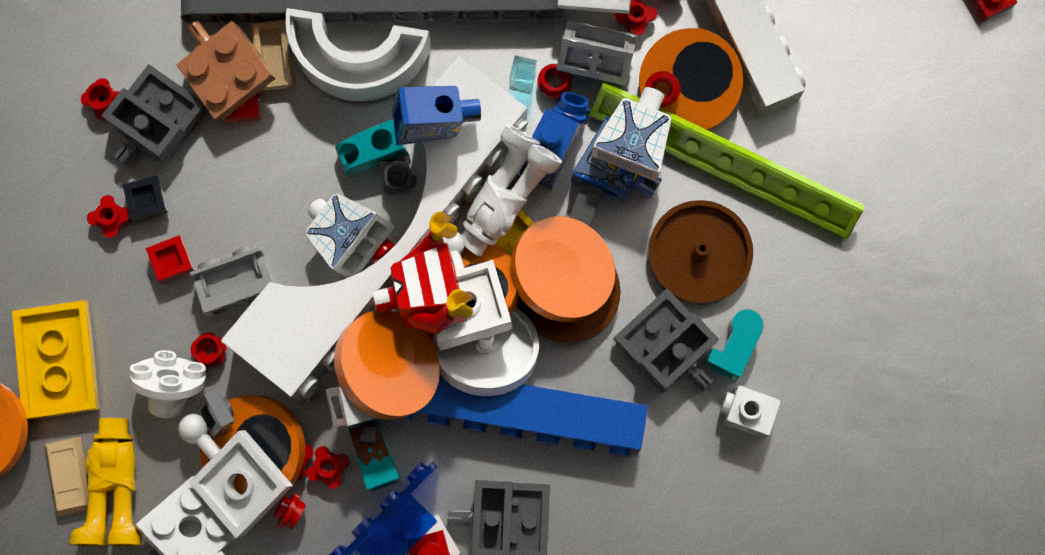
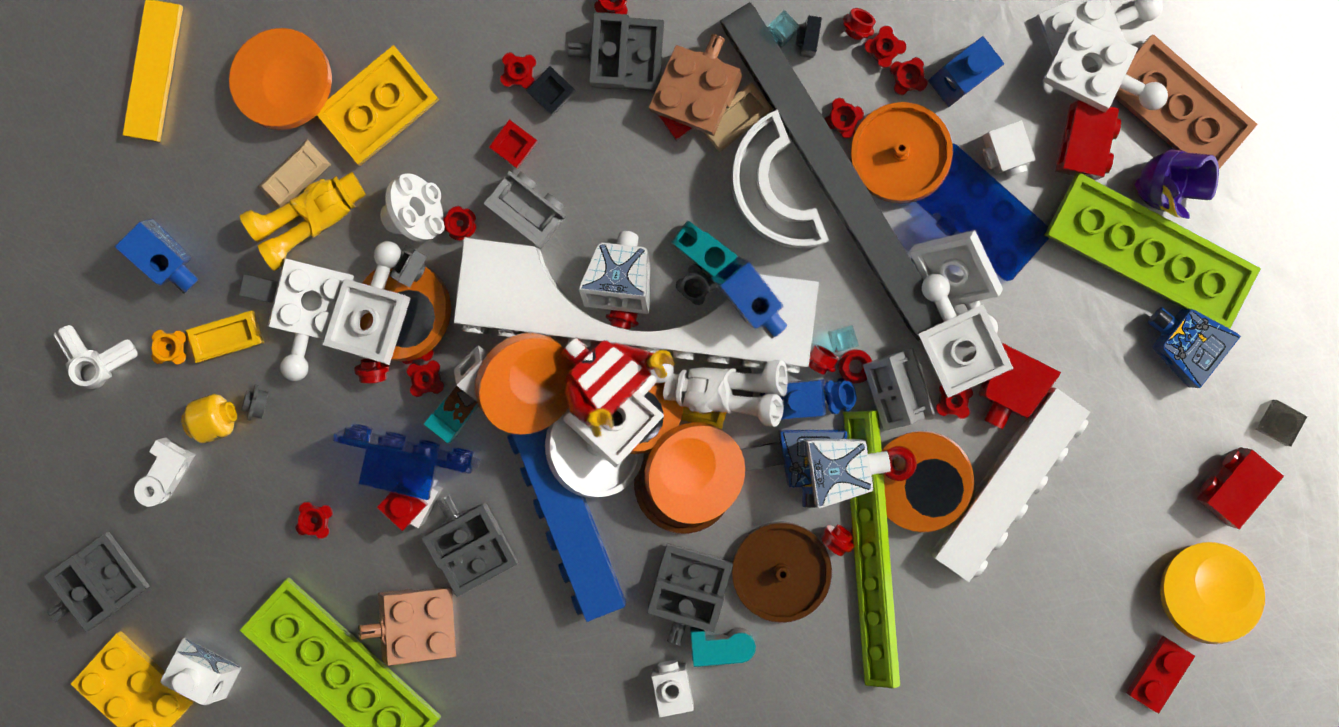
camera: 60 degrees right, 10 degrees up
(534, 104) = (822, 360): none -> red plate
(700, 184) = (837, 539): none -> red plate

